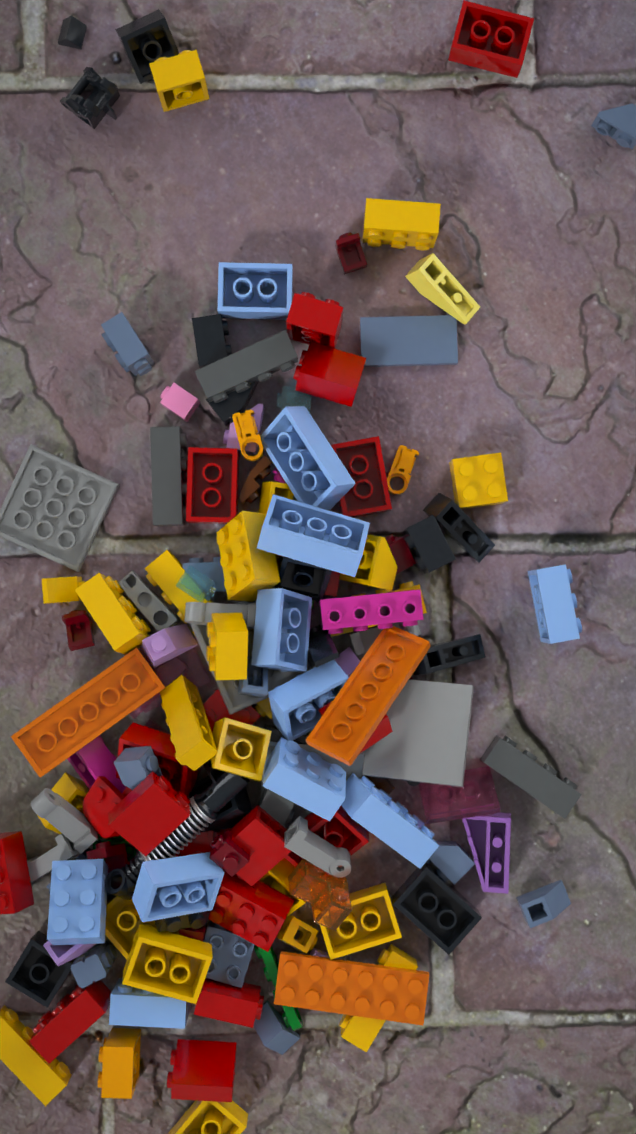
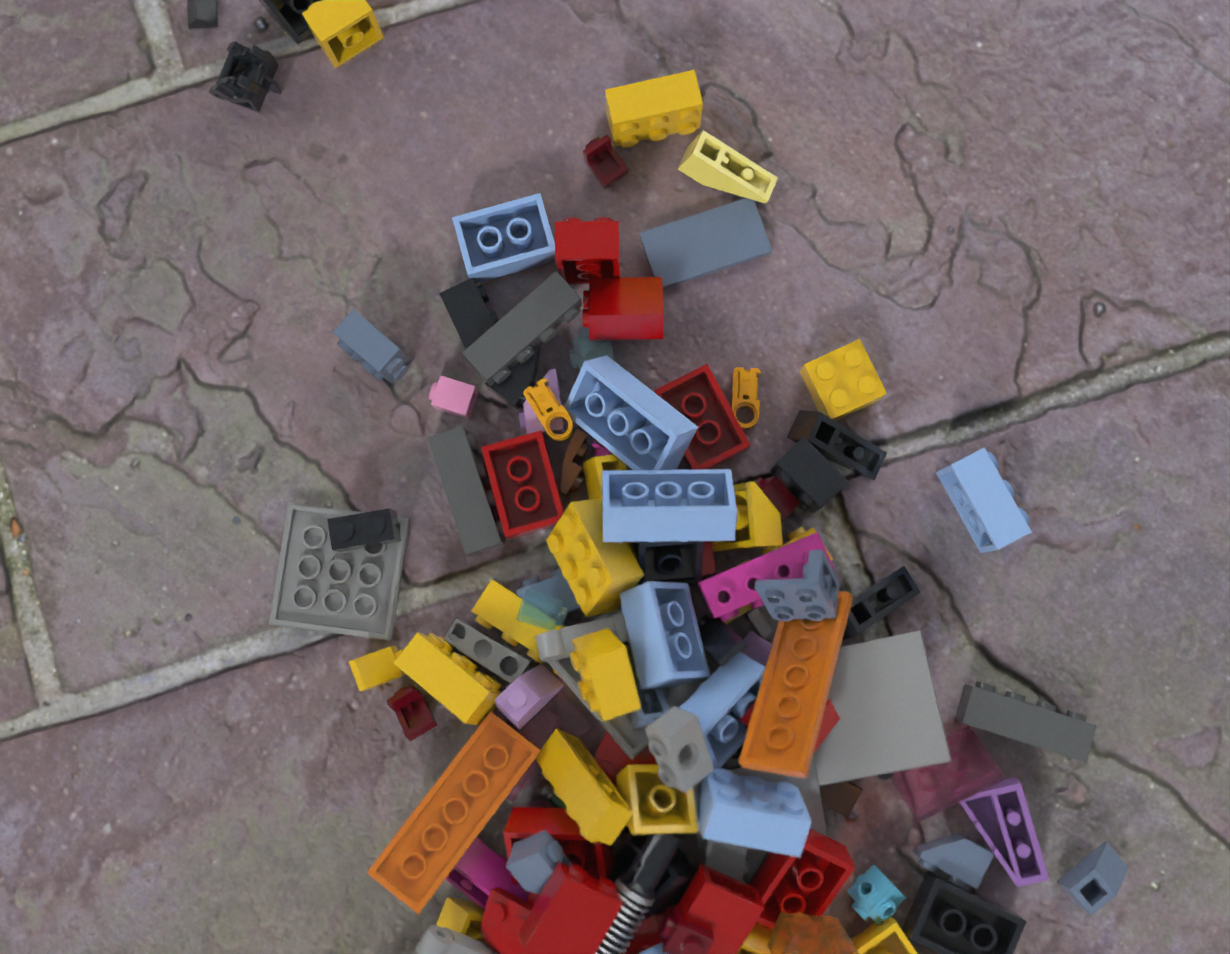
camera: 10 degrees left, 5 degrees down
(81, 483) = (364, 530): none -> black brick
(159, 719) = (545, 792): none -> flat silver piece
(265, 717) = (679, 749): none -> light grey brick
(316, 849) = (794, 898): light grey leg -> none
(379, 866) = (875, 895): none -> medium azure brick
(388, 820) = (871, 833): light blue brick -> none
(399, 636) = (804, 598): none -> sand blue bracket

